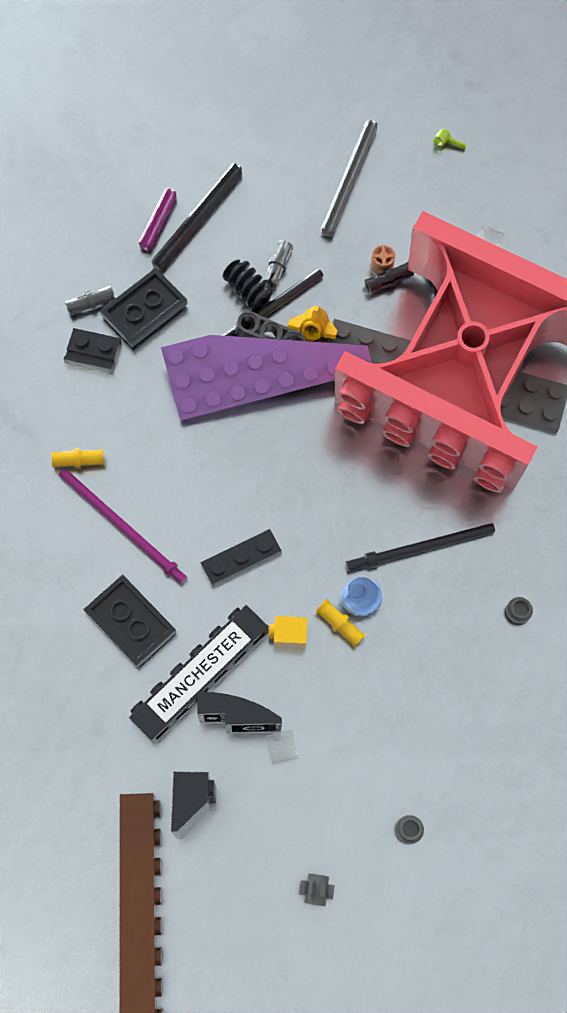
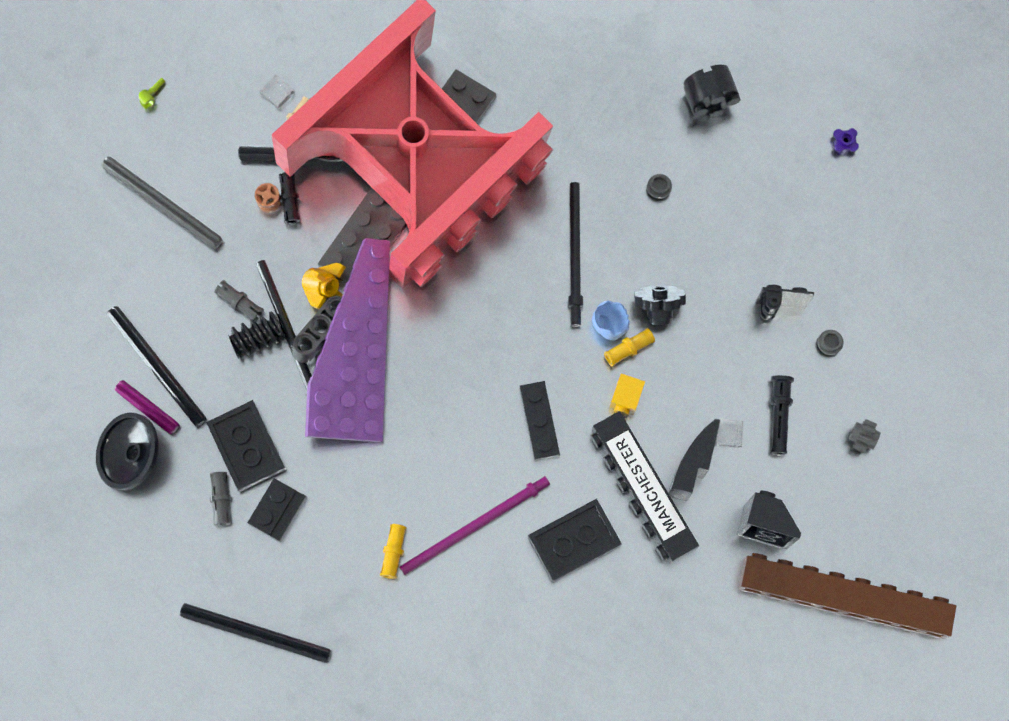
camera: 70 degrees left, 5 degrees up
(110, 211) = (127, 451): none -> black dish
(329, 792) = (779, 446): none -> black pin
(394, 638) = (660, 302): none -> black plant
(434, 751) = (774, 296): none -> black hinge

